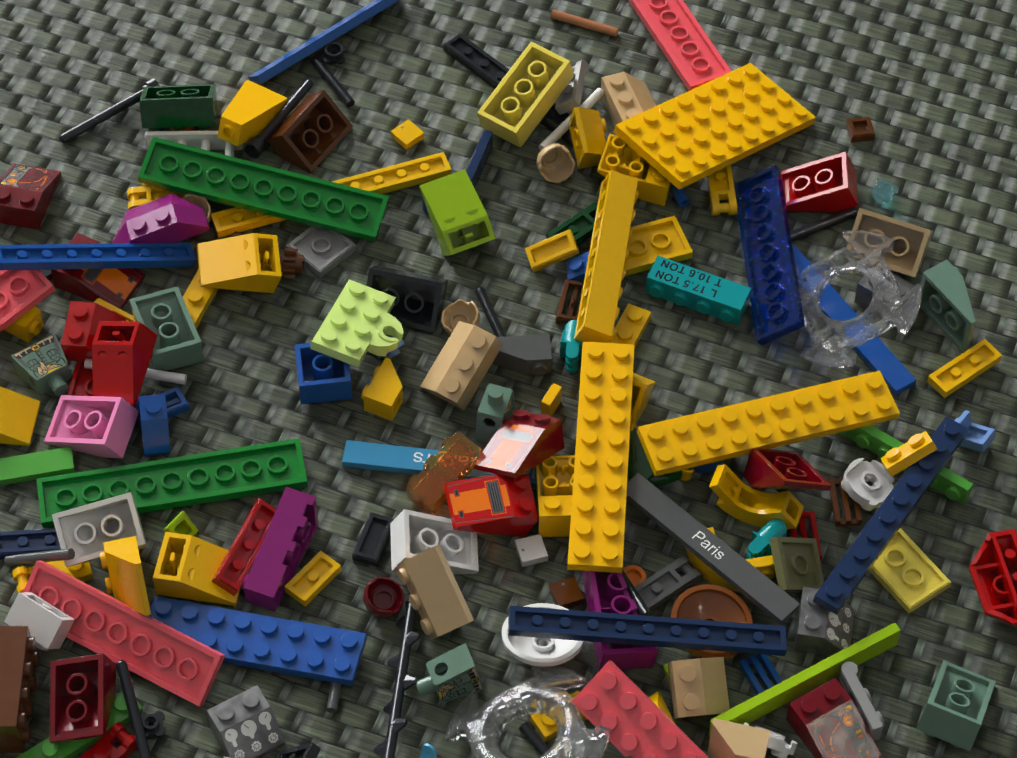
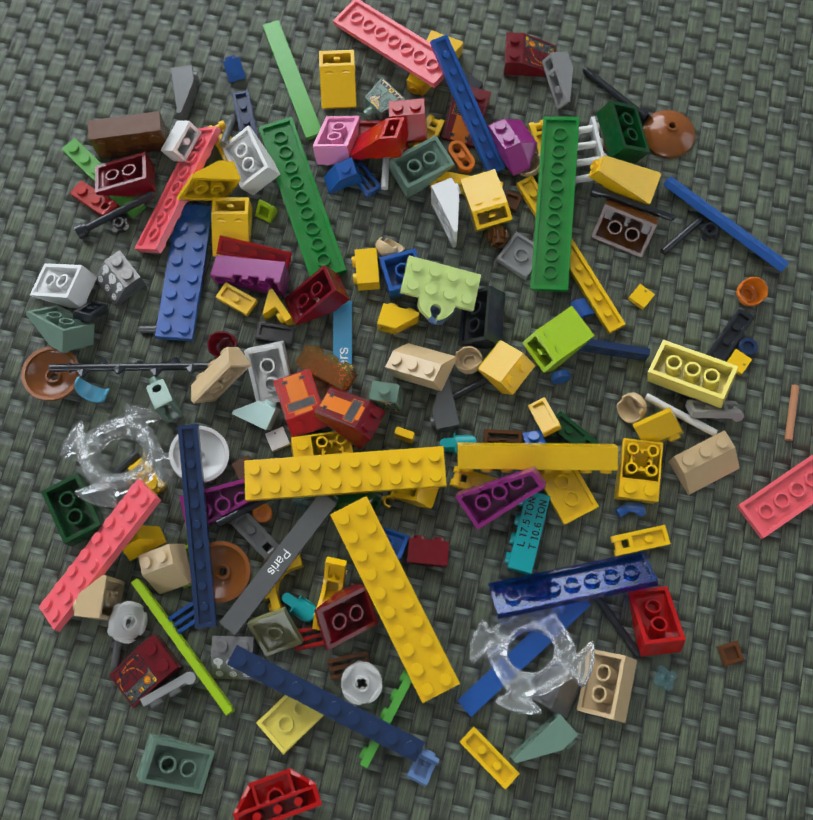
camera: 85 degrees right, 20 degrees up
(70, 161) = (559, 76): none -> light grey slope
(157, 284) = (461, 158): none -> orange plate
(184, 66) = (668, 141): none -> dark orange dish
(245, 305) = (446, 205): none -> white slope
(281, 384) = (388, 247): none -> tan hair
(303, 415) = (366, 269): none -> yellow brick
(334, 529) = (273, 307): none -> yellow slope
(335, 475) = (316, 296): none -> dark red slope
(410, 193) = (582, 308): none -> blue tile
(427, 26) = (752, 291): none -> orange hair
(482, 275) = (506, 367): none -> yellow slope
(493, 561) = (259, 413): none -> light aqua slope
(495, 47) = (747, 346): none -> dark blue tile
(500, 228) = (560, 376): none -> blue tile
(509, 56) = (739, 359): none -> yellow tile
(652, 301) = (498, 496): none -> magenta wedge
(710, 389) = (428, 552): none -> dark red brick
(714, 125) = (696, 528): yellow plate -> none
(908, 453) = (381, 712): yellow plate -> none

